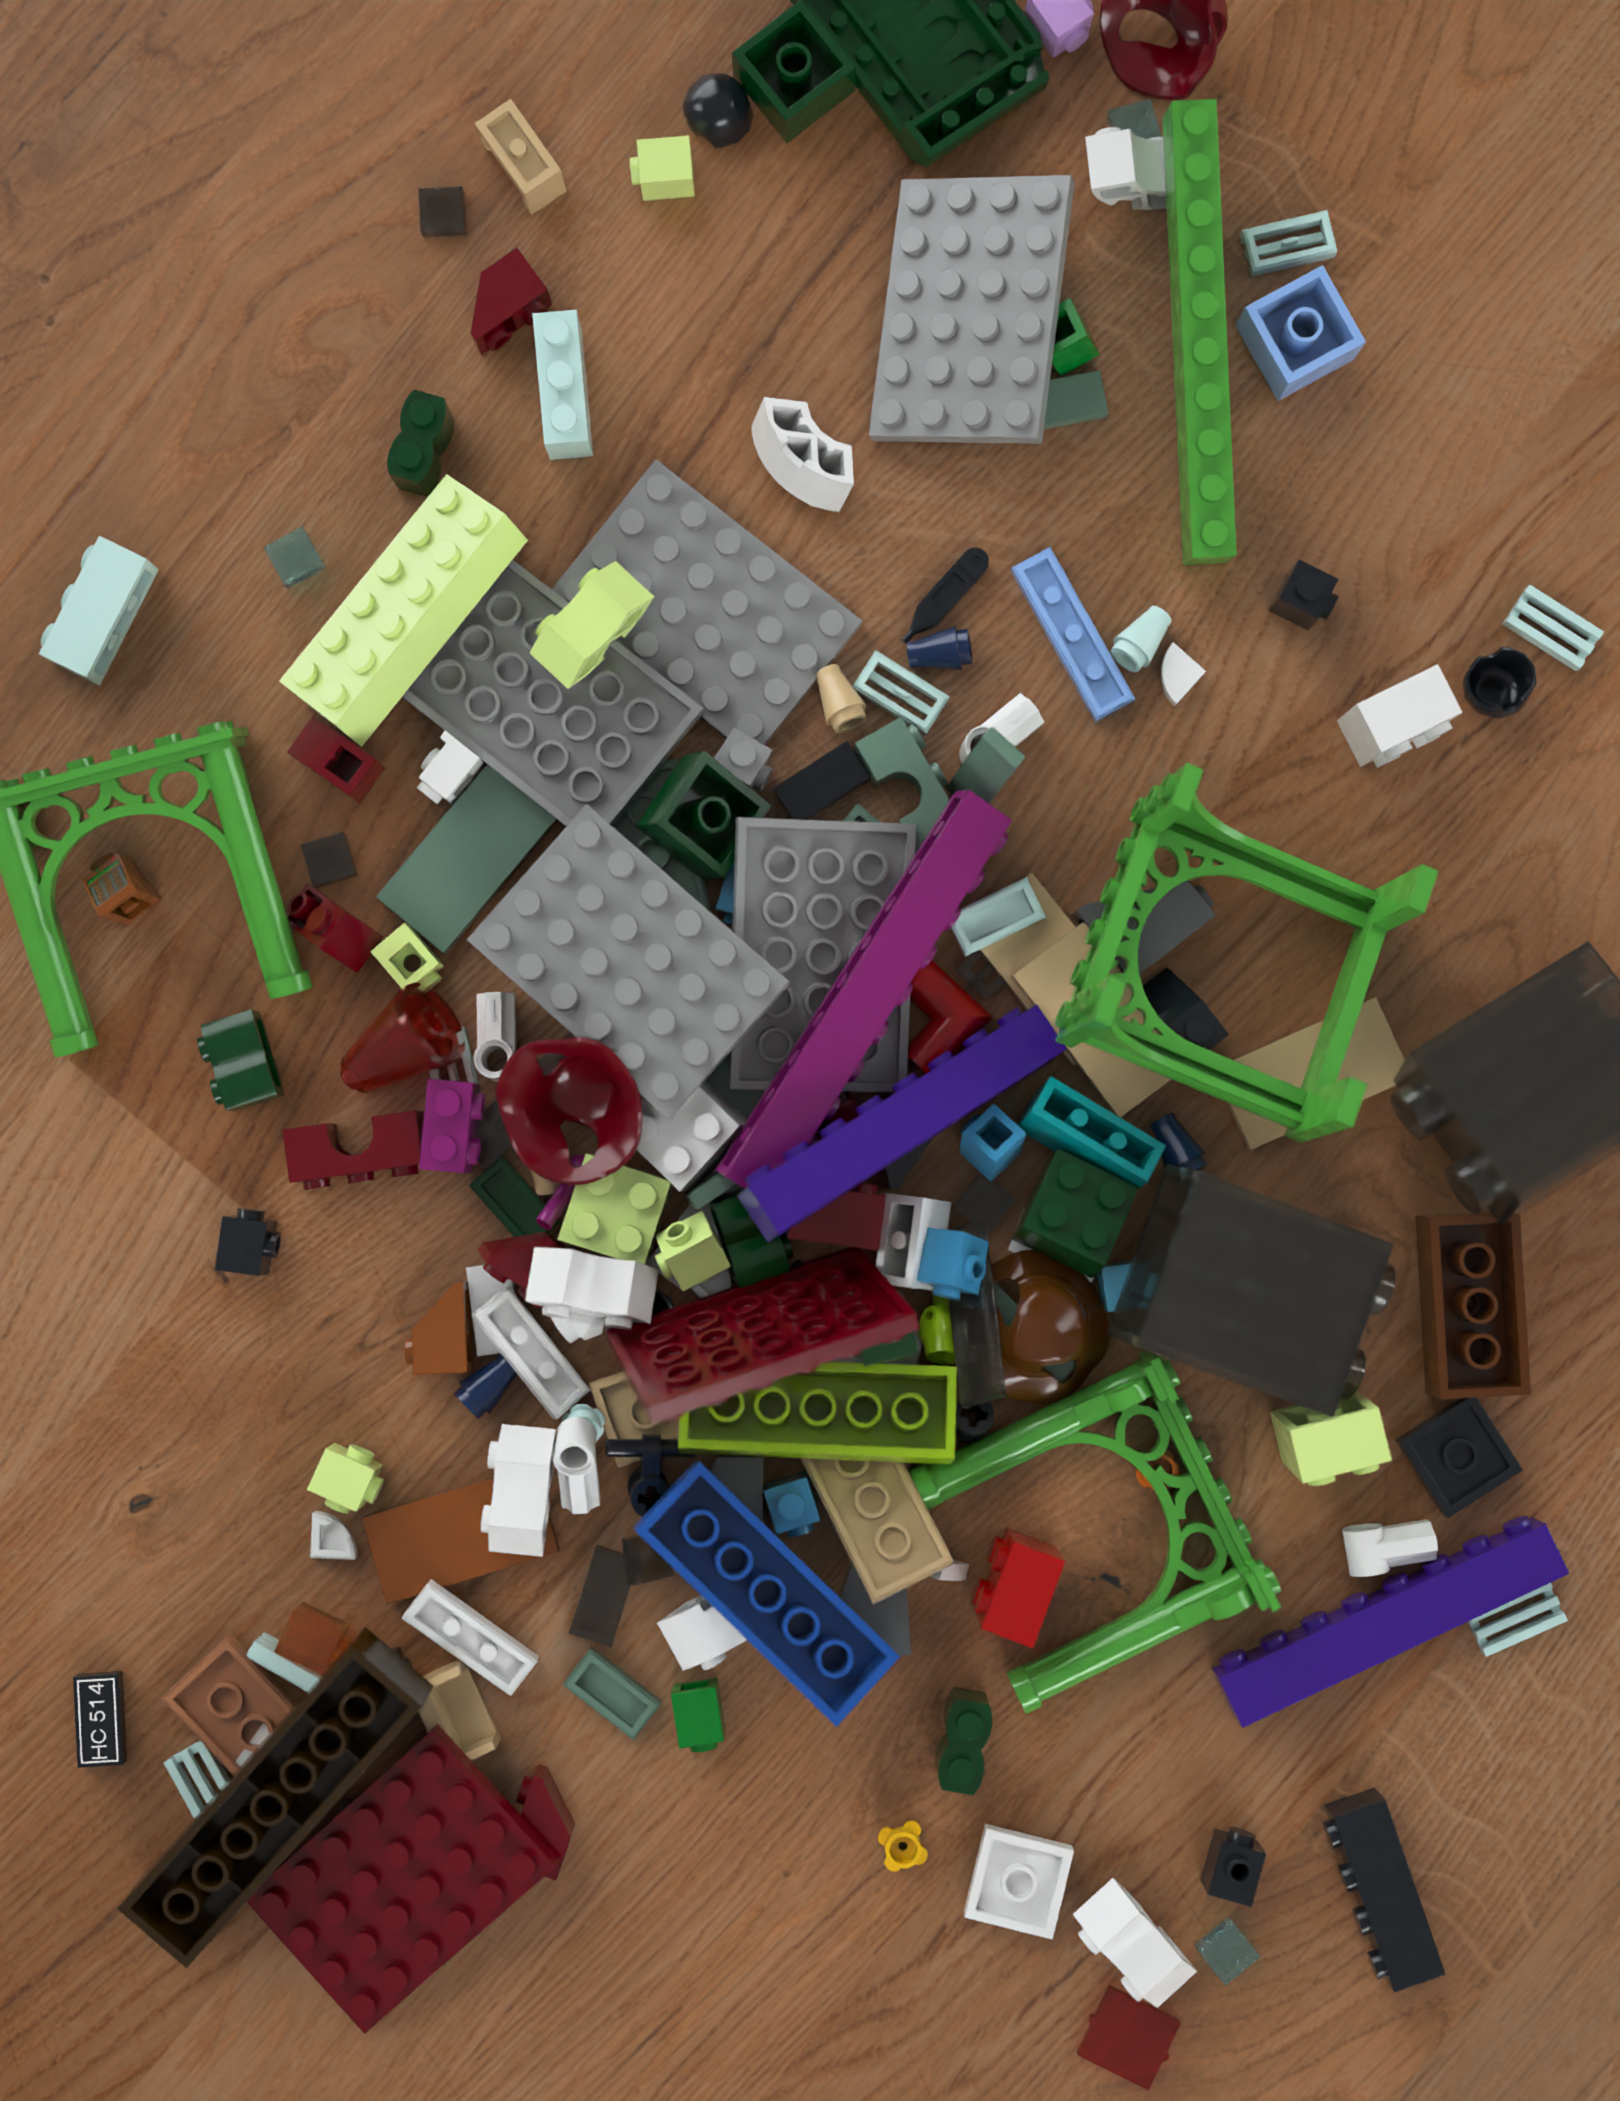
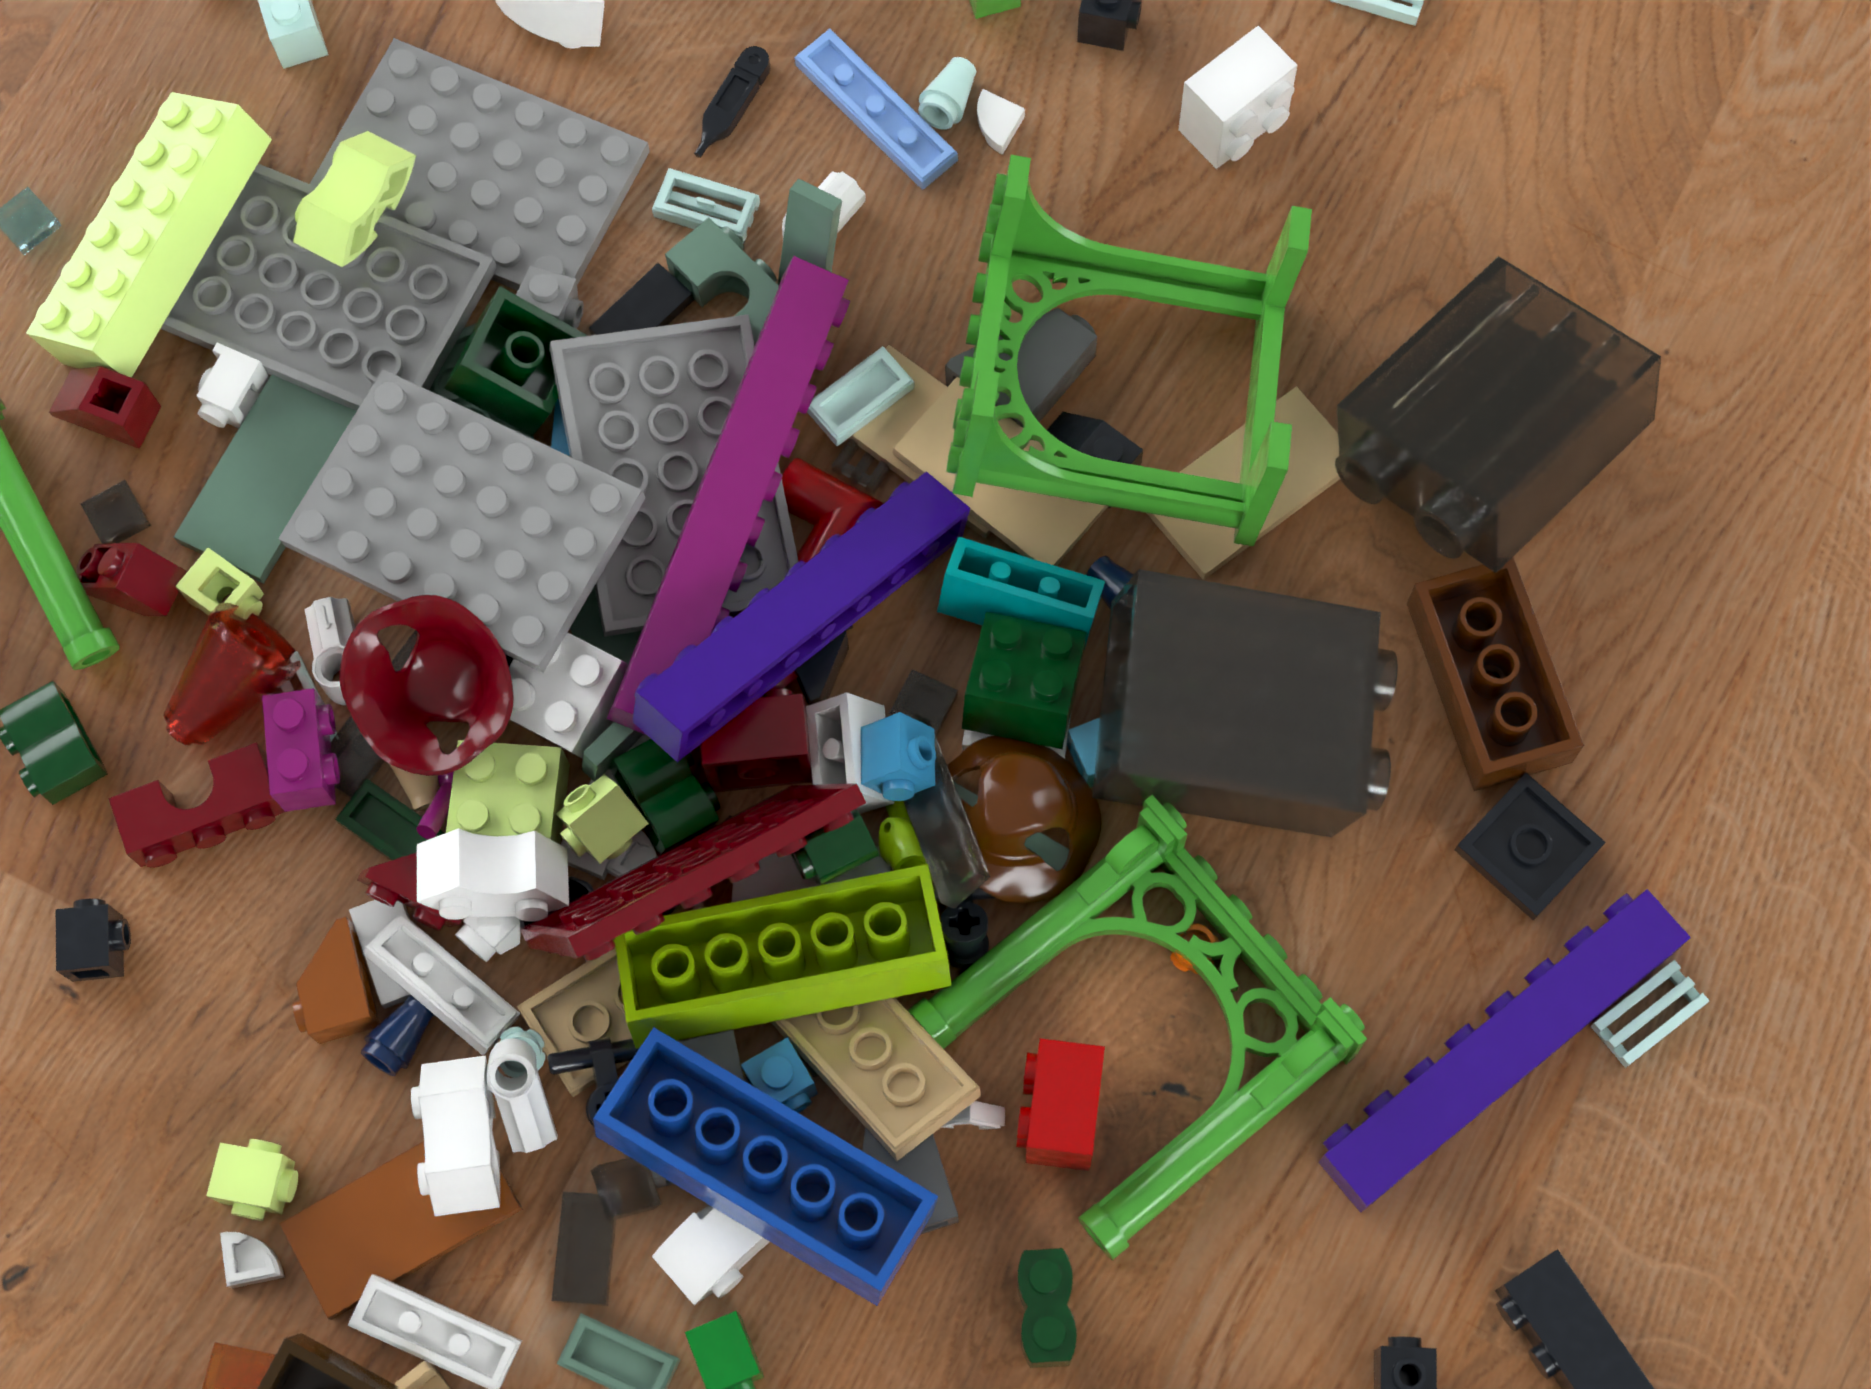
camera: 10 degrees left, 15 degrees down
(416, 451) = (140, 74): dark green brick -> none
(840, 701) = (643, 226): tan cone -> none
(941, 650) = (739, 151): dark blue cone -> none
(991, 1142) = (913, 627): dark azure brick -> none
(1324, 1446) = (1378, 846): yellowish green brick -> none
(1376, 1547) = (1467, 971): white piece -> none
(1499, 682) = (1336, 47): black hair -> none

